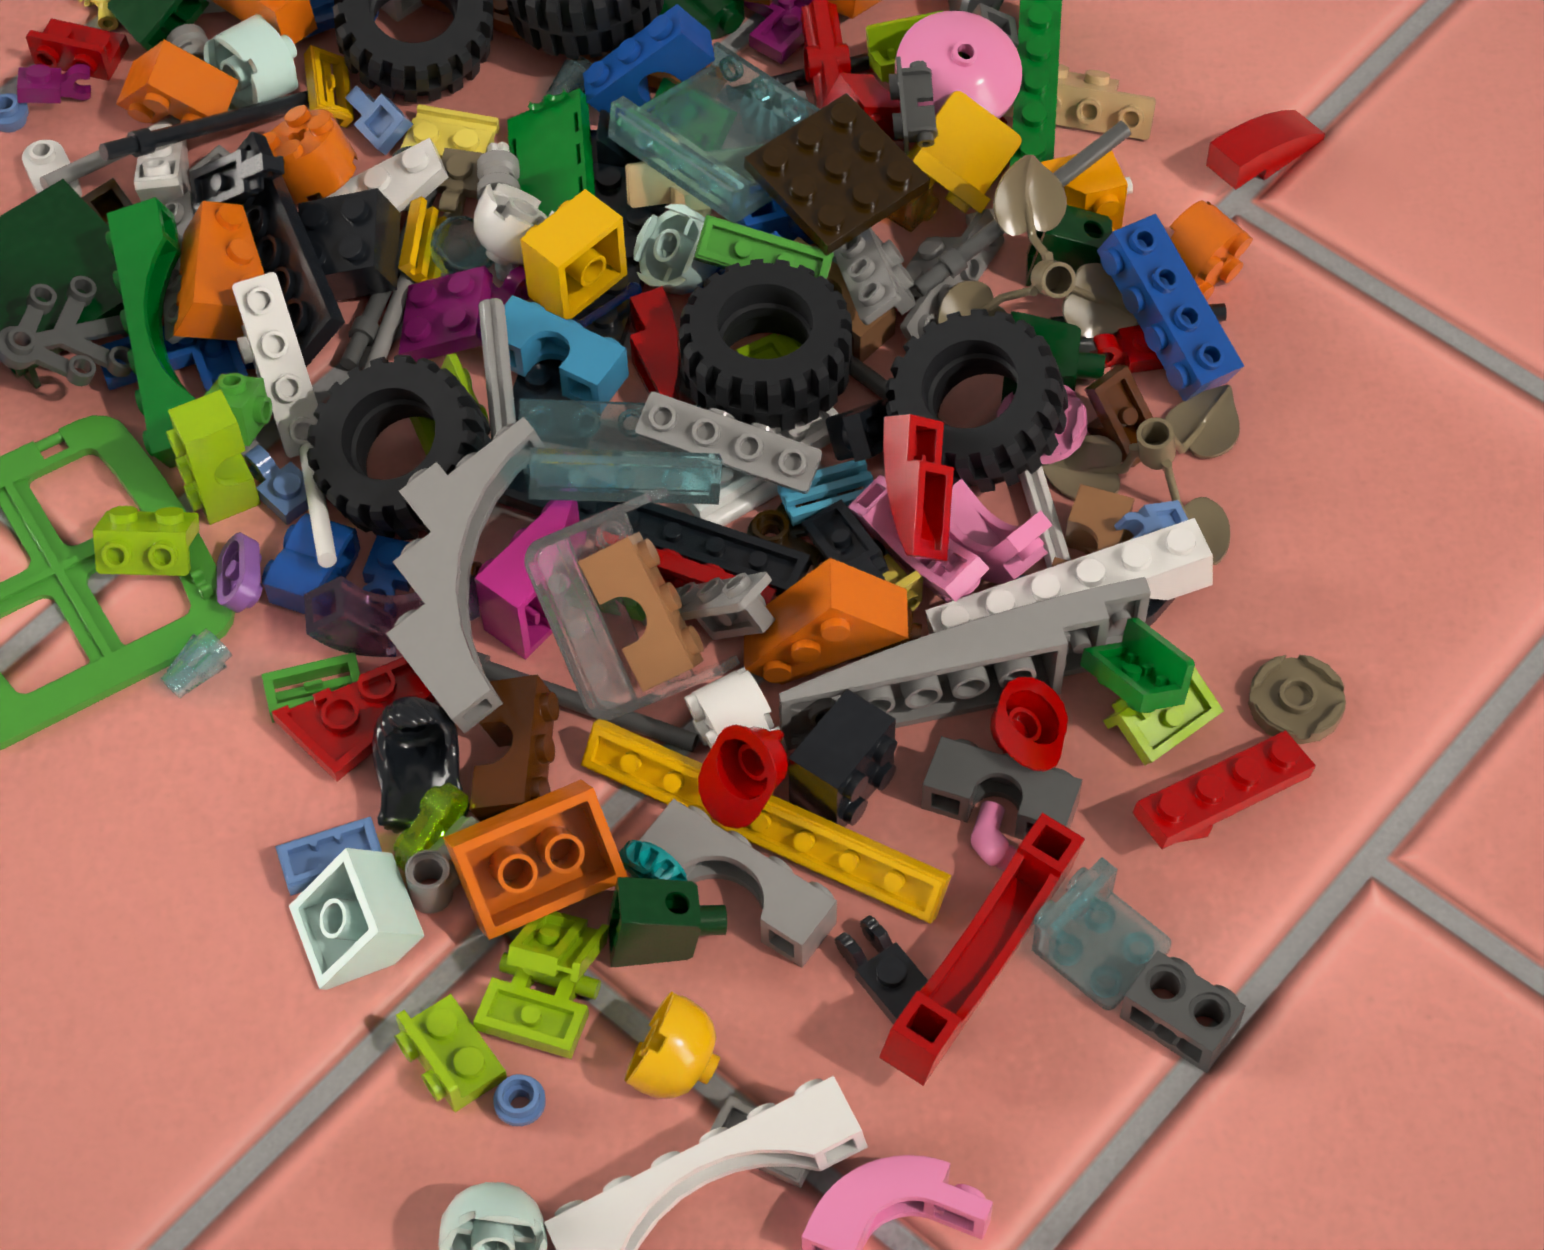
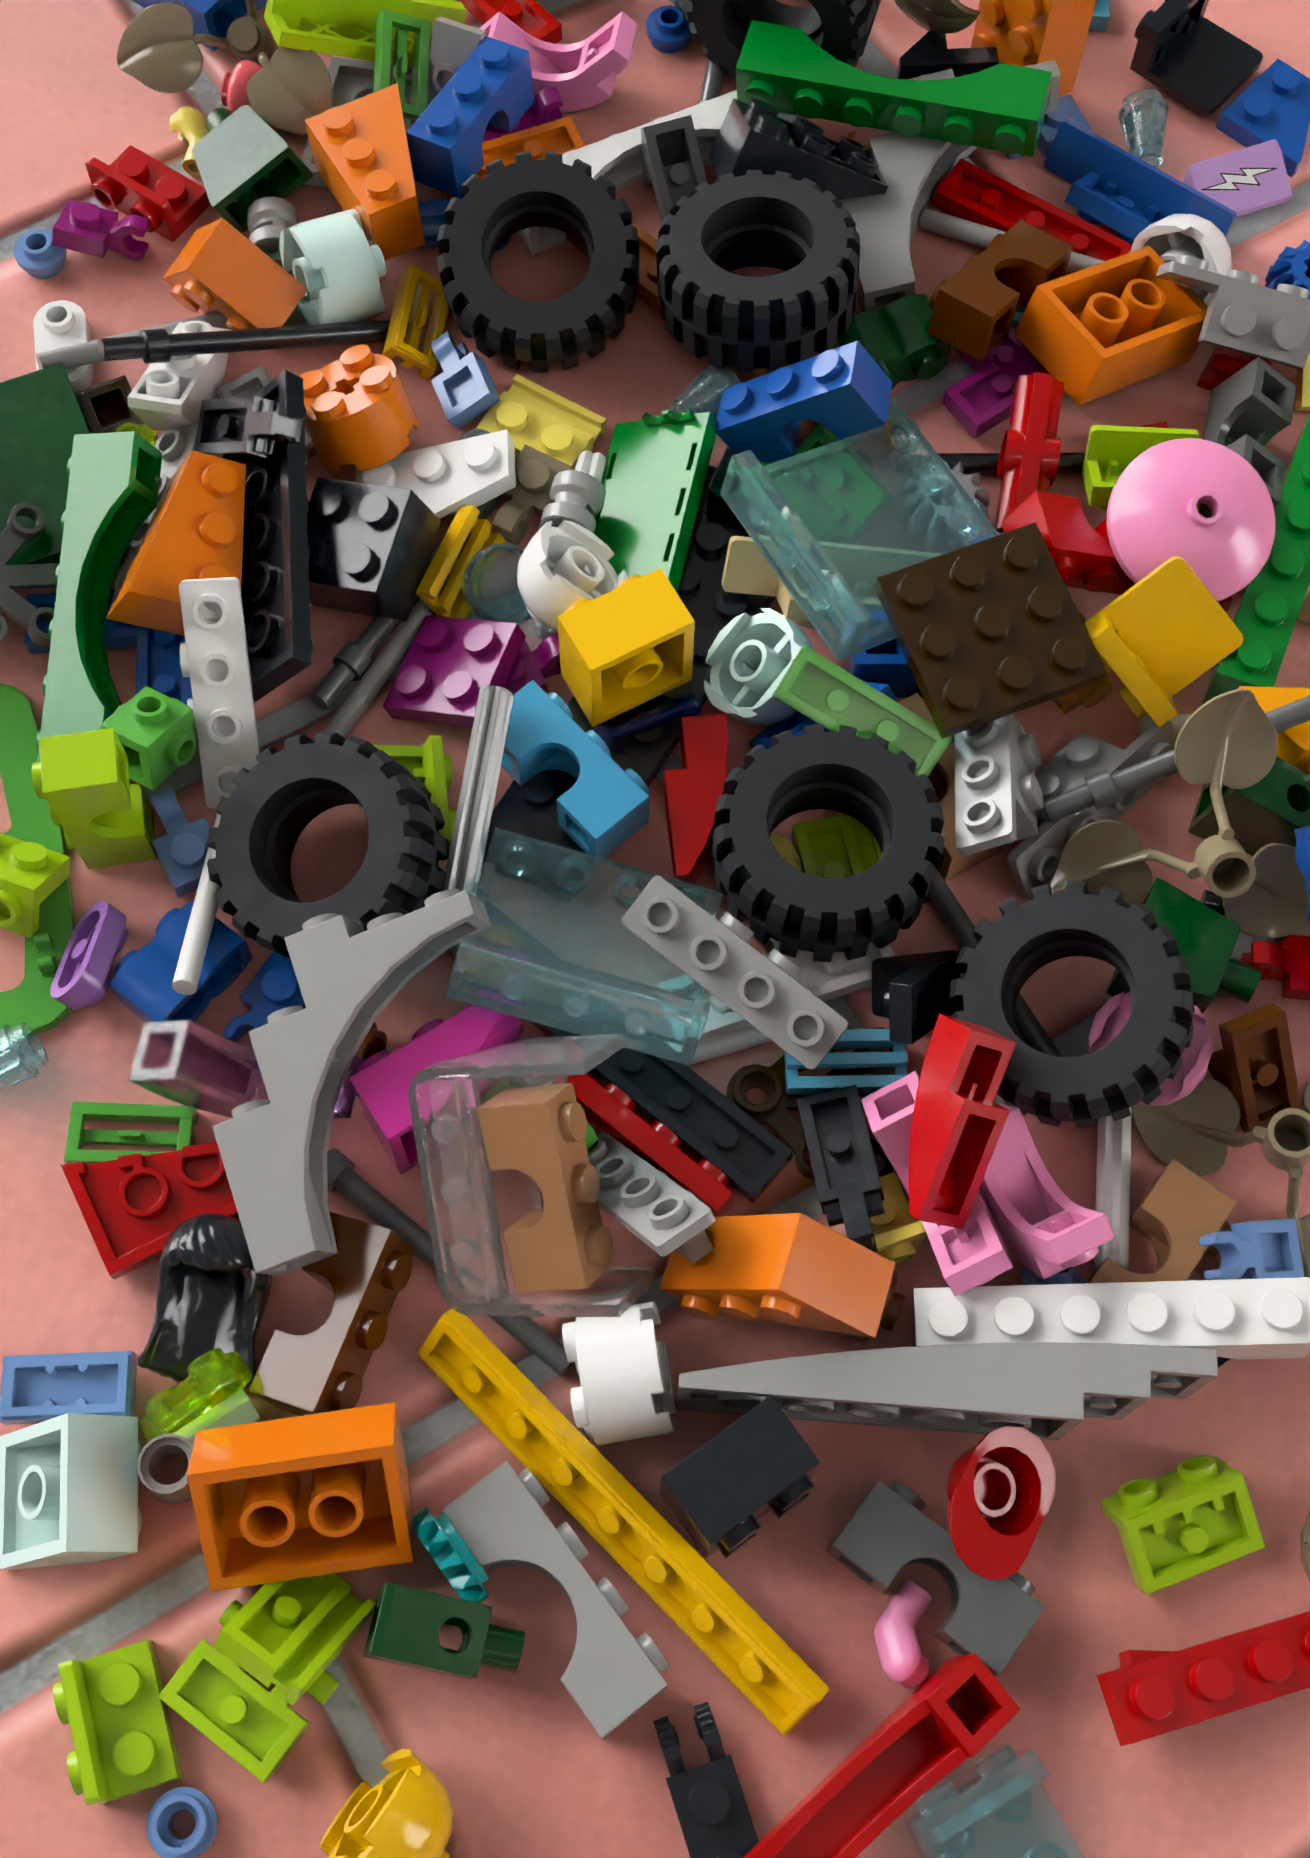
camera: 15 degrees right, 10 degrees up
(742, 774) = (601, 1468): red piece -> none
(914, 121) = (1110, 583): dark grey hinge -> none
(1142, 668) = (1171, 1475): green bracket -> none

